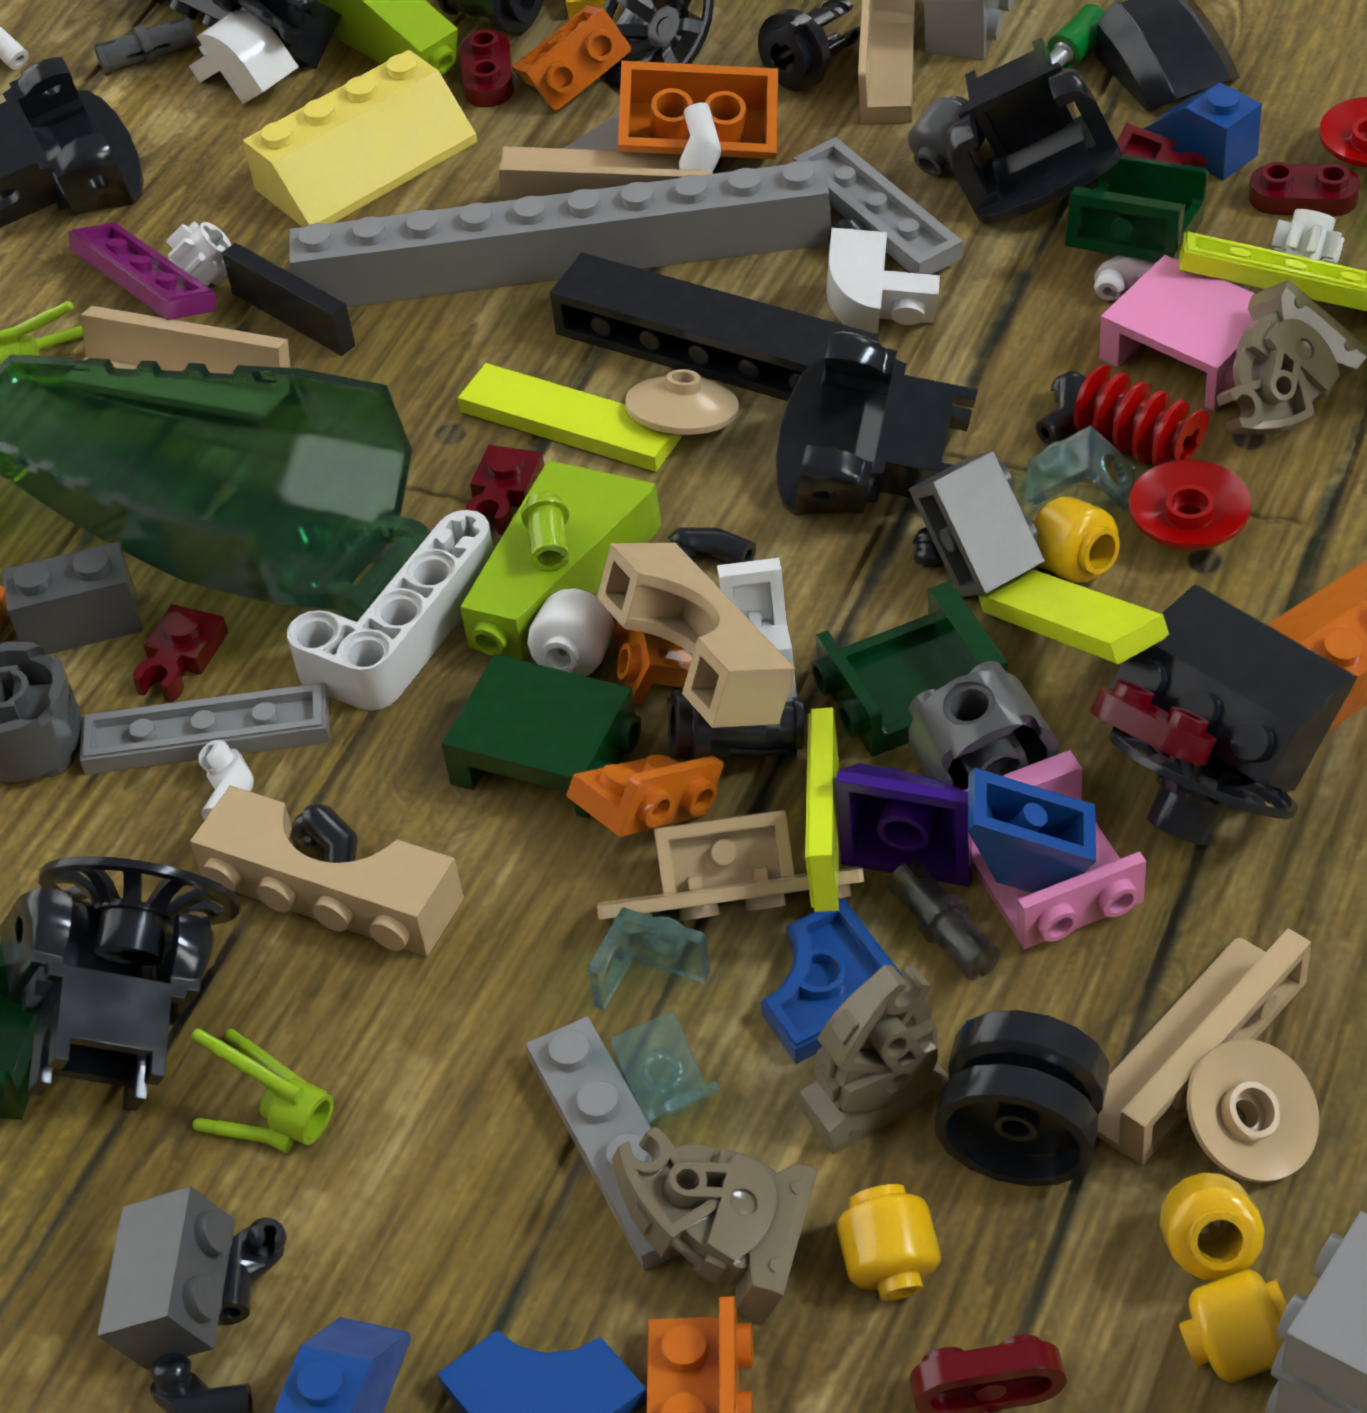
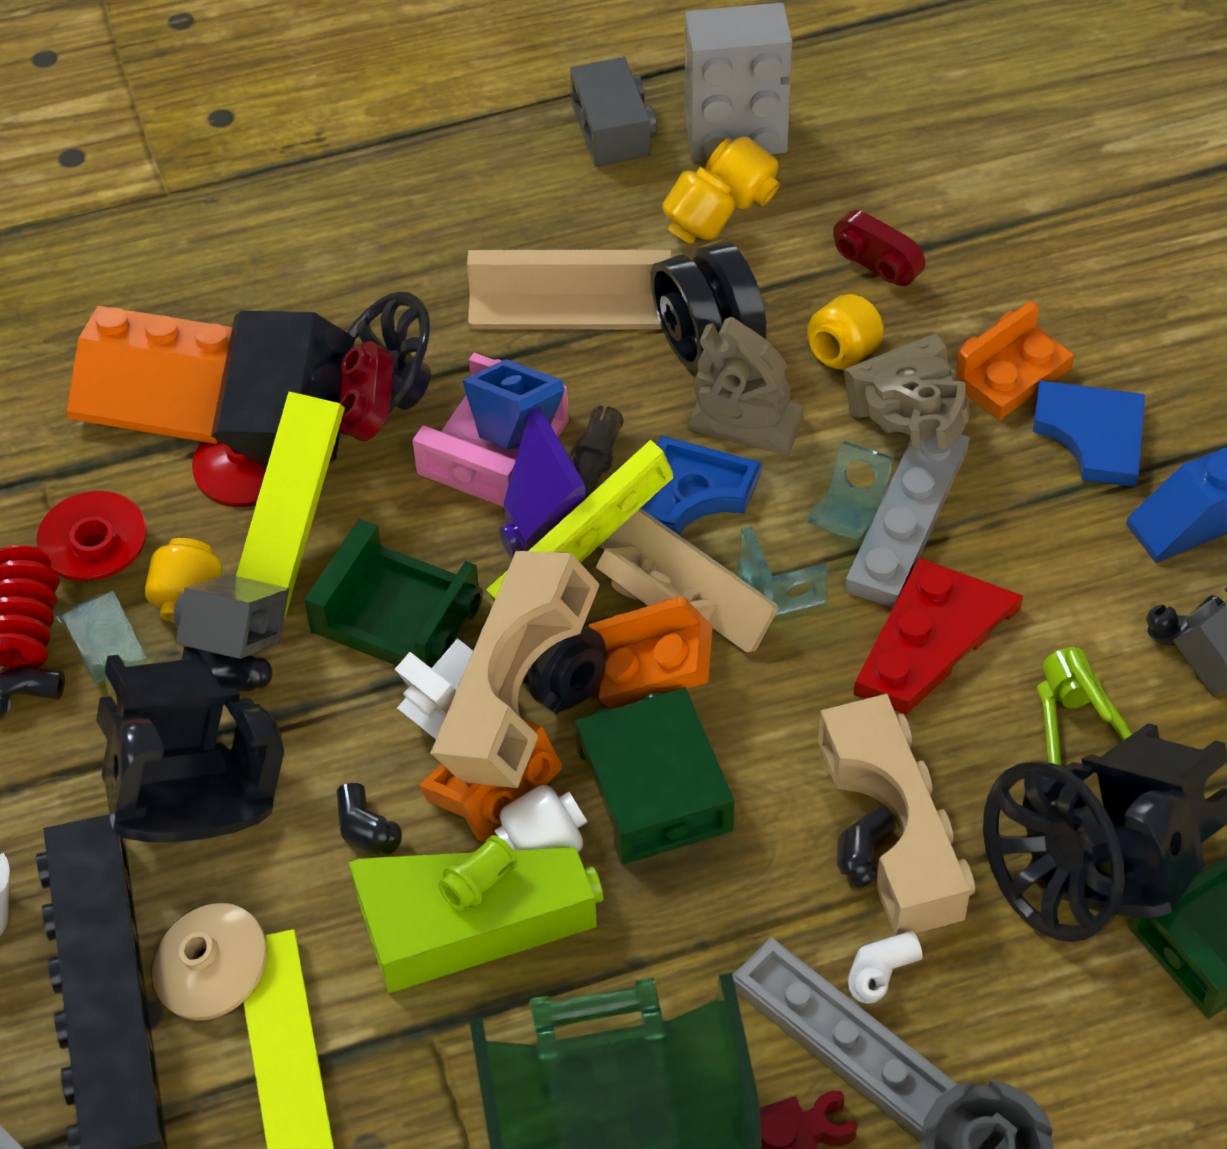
camera: 135 degrees left, 5 degrees up
(387, 647) = (602, 951): white beam -> none
(468, 1056) = (929, 631): none -> red wing
(503, 482) = (401, 1039): dark red plate -> none
(980, 724) = (445, 489): dark grey brick -> none
(1276, 1104) = (603, 233): tan dish -> none

